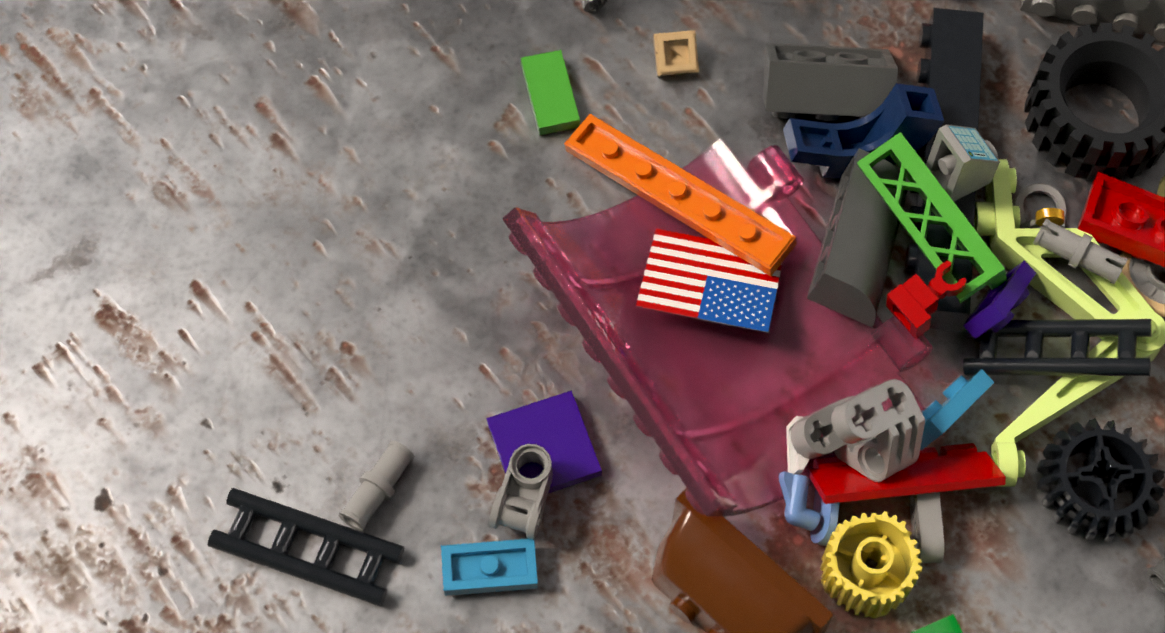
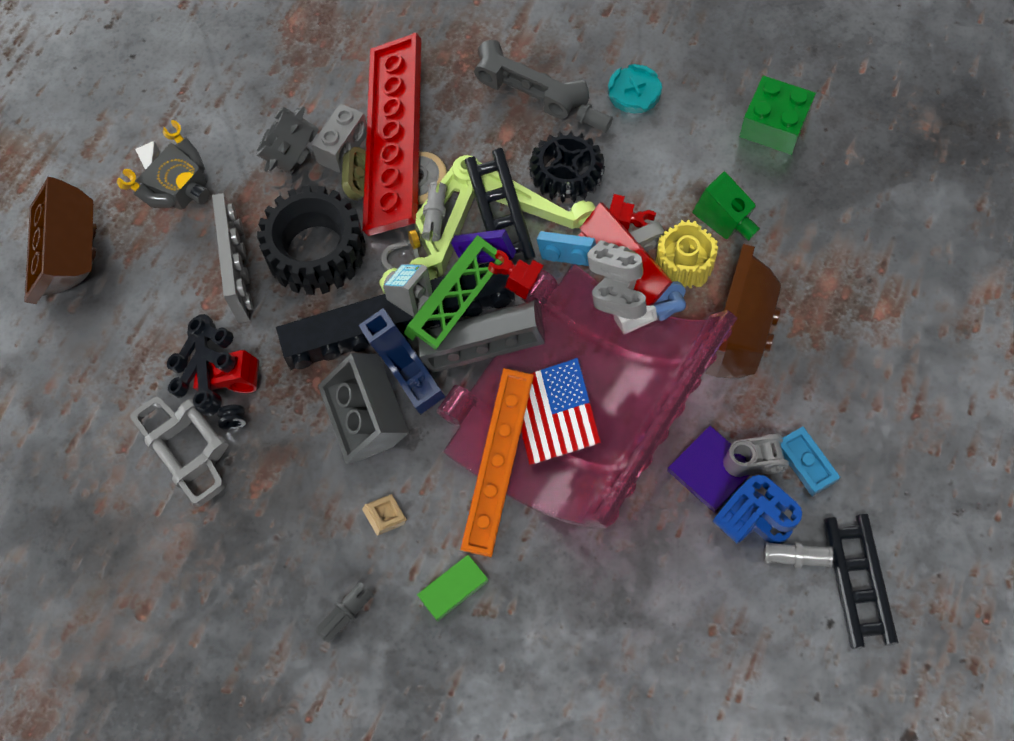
camera: 110 degrees left, 0 degrees up
(458, 444) = (752, 512): none -> blue piece
(977, 517) = (624, 213): none -> red piece

